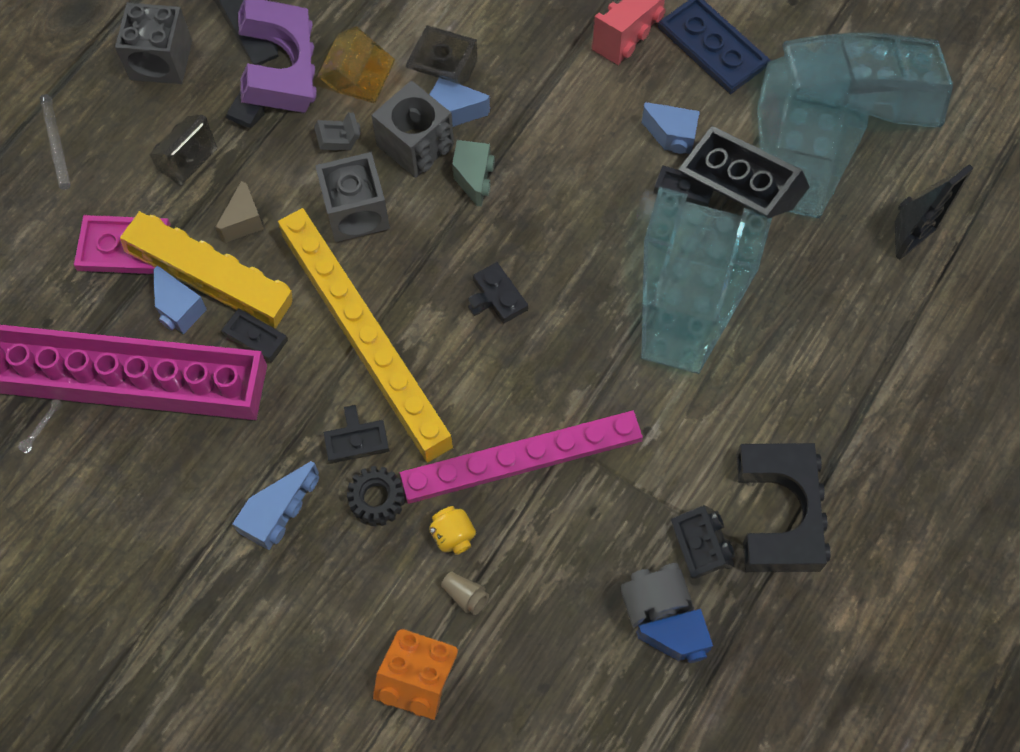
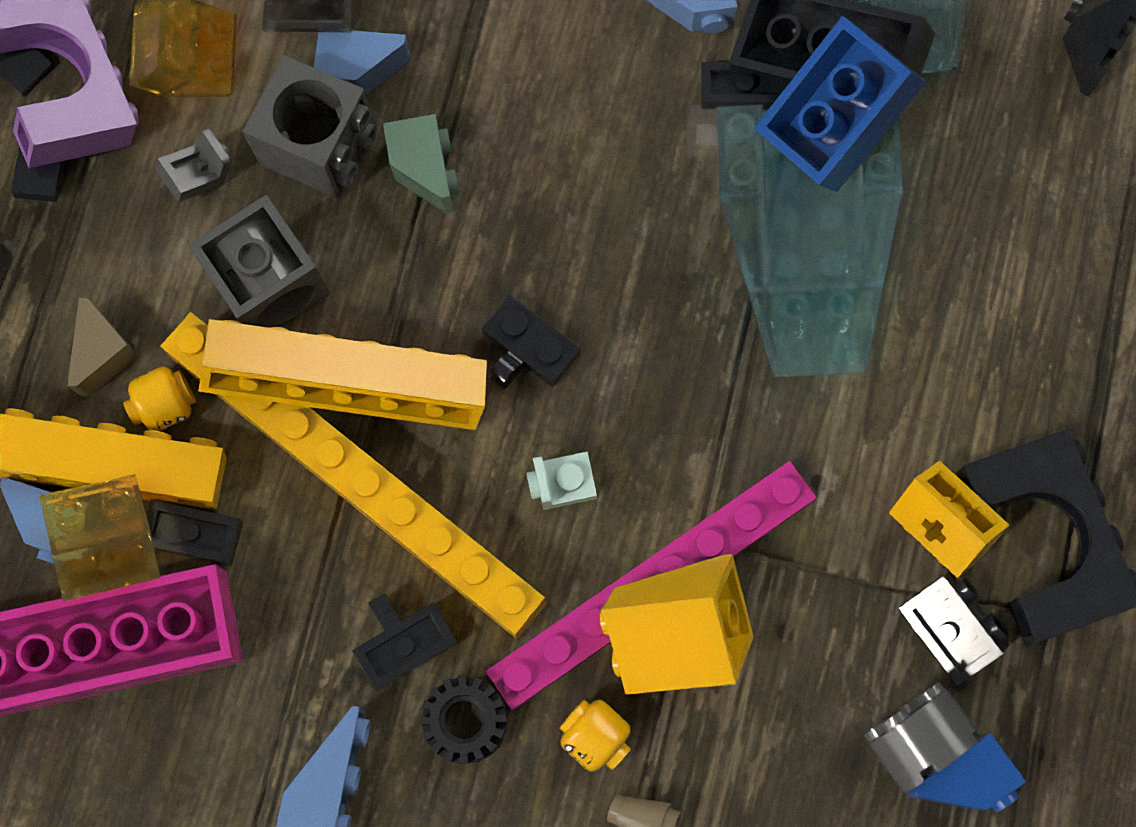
camera: 15 degrees left, 10 degrees up
(199, 312) = (99, 537): none -> clear yellow slope
(266, 254) = (159, 399): none -> yellow head
(378, 269) = (342, 375): none -> yellow brick
(488, 377) = (562, 480): none -> light aqua bracket
(527, 481) = (679, 628): none -> yellow slope
(719, 472) = (948, 518): none -> yellow brick
(732, 204) = (839, 105): none -> blue brick

